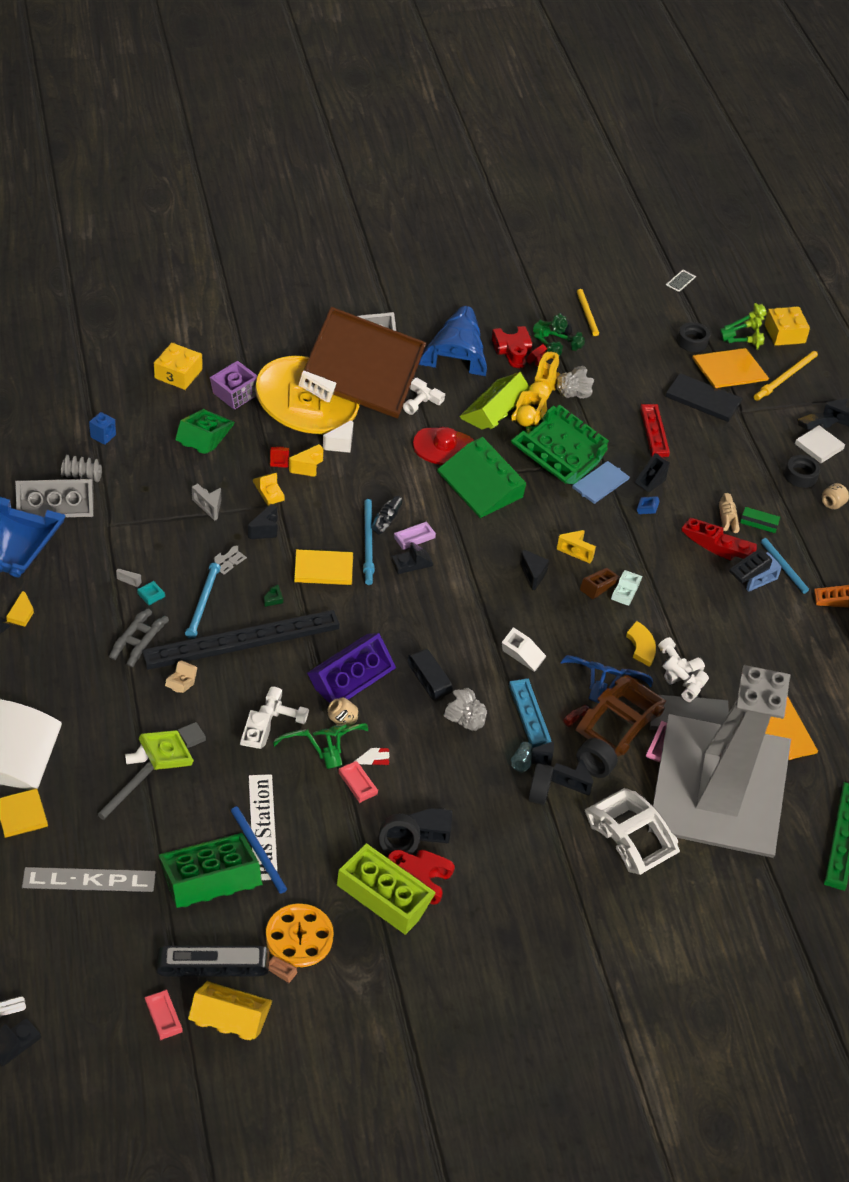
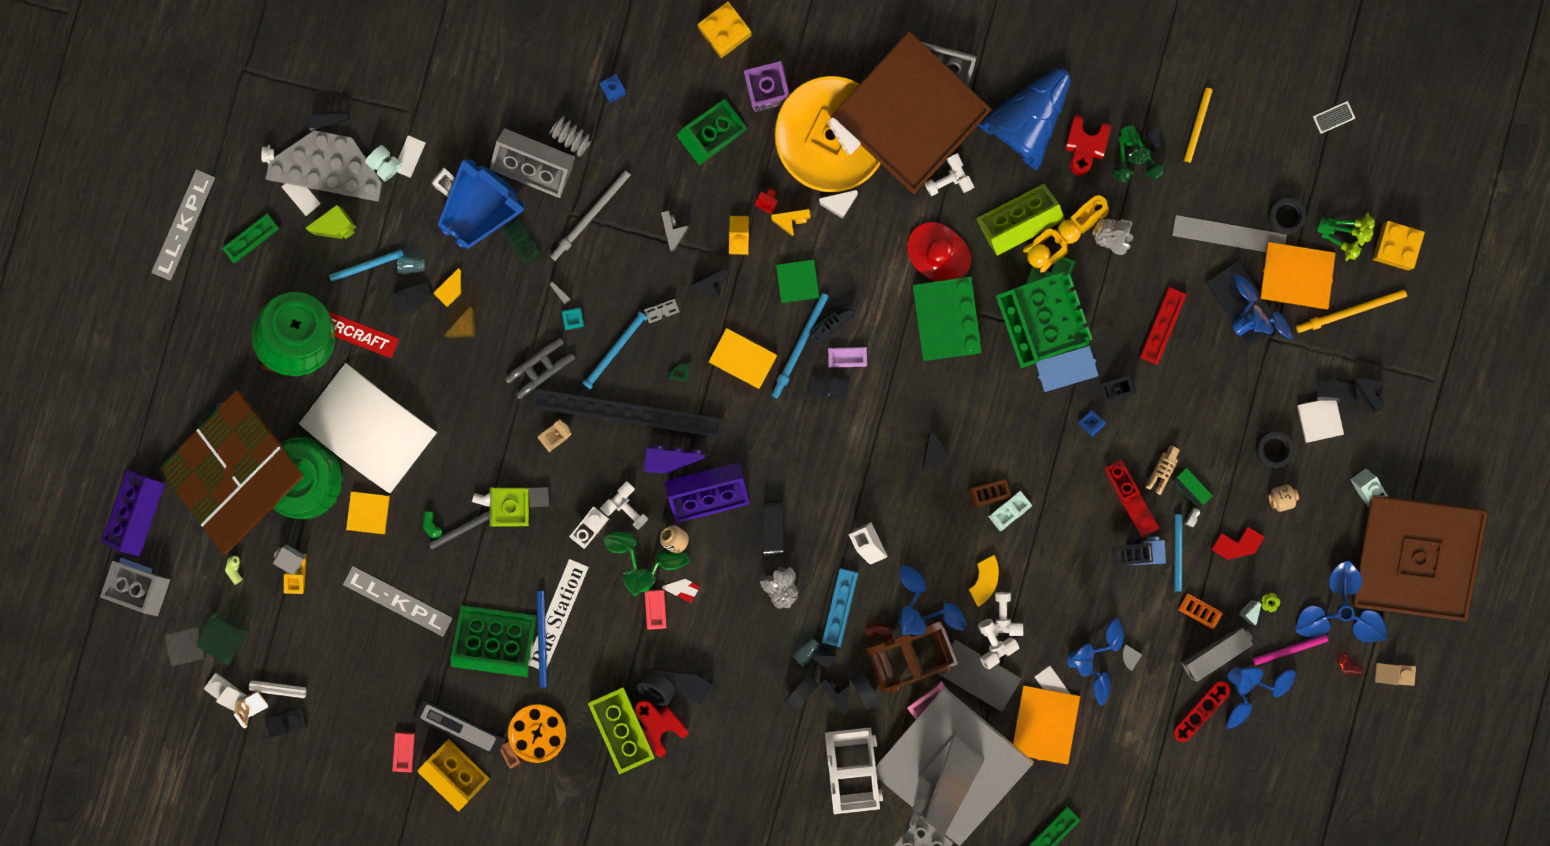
camera: 30 degrees right, 40 degrees up
(49, 630) = (464, 326): none -> clear yellow slope
(72, 556) = (521, 242): none -> clear green slope
(92, 799) = (429, 527): none -> green arm
(115, 541) = (565, 243): none -> light grey bar
(304, 650) = (665, 461): none -> dark purple slope
(338, 500) = (797, 281): none -> green tile
(536, 355) = (1100, 171): red tile -> none
(573, 545) = (987, 440): yellow slope -> none
(655, 365) = (1225, 234): none -> light grey sticker
(716, 398) = (1259, 321): none -> blue plant
(769, 662) = (1084, 660): none -> blue plant
(776, 536) = (1192, 518): none -> white tile
(806, 650) = (1130, 657): none -> light grey tile
(832, 540) = (1245, 546): none -> red tile

